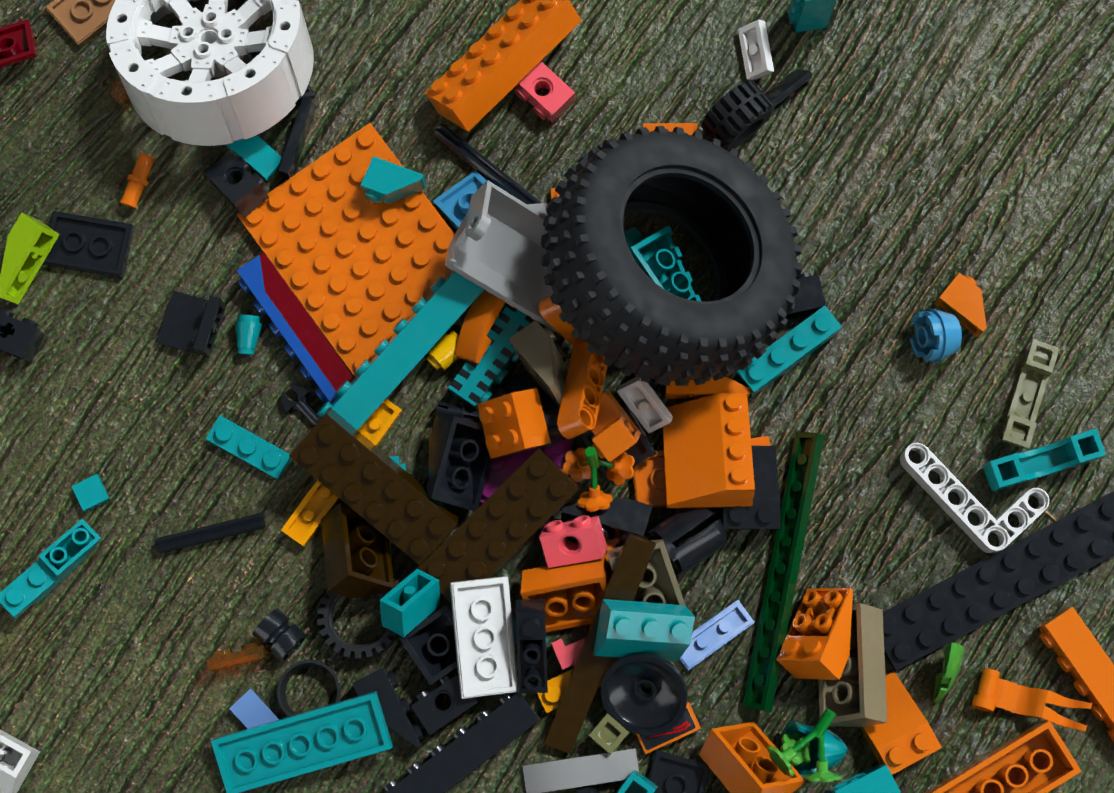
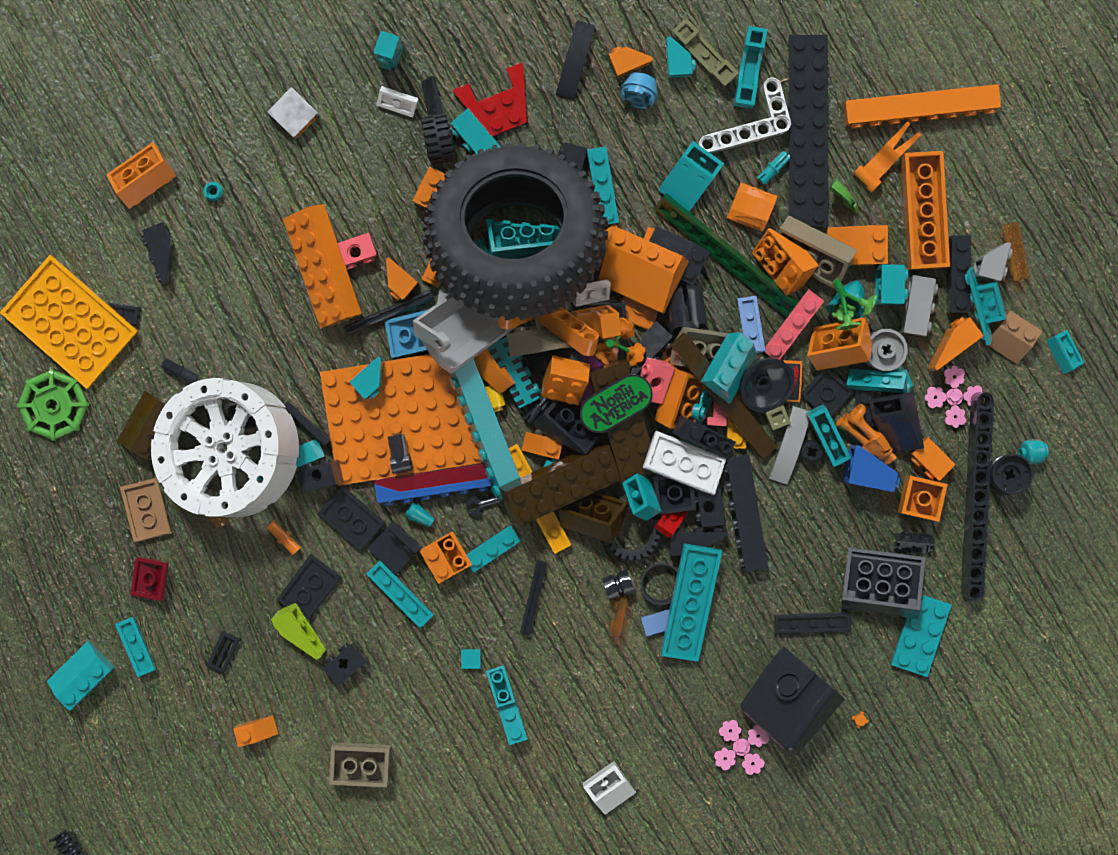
camera: 65 degrees left, 10 degrees up
(133, 360) = (400, 594): none -> teal plate
(203, 252) = (351, 518): none -> black tile
(206, 390) = (445, 557): none -> orange slope
(306, 269) = (400, 459): none -> black piece
(396, 660) = (669, 522): none -> red plate
(414, 444) = (541, 445): none -> orange slope
(516, 502) = (616, 403): none -> tile
(534, 161) = (399, 280): none -> orange slope
(563, 624) = (699, 410): none -> teal plate
(743, 690) = (793, 325): none -> coral plate
(770, 152) = (472, 132): none -> teal brick
(814, 181) = (502, 110): none -> red wing
(864, 456) = (691, 175): none -> teal slope
(866, 556) = (751, 207): none -> orange slope
(928, 237) = (575, 59): none -> black slope
(932, 559) = (773, 168): none -> teal axle
(1000, 366) = (678, 60): none -> teal slope

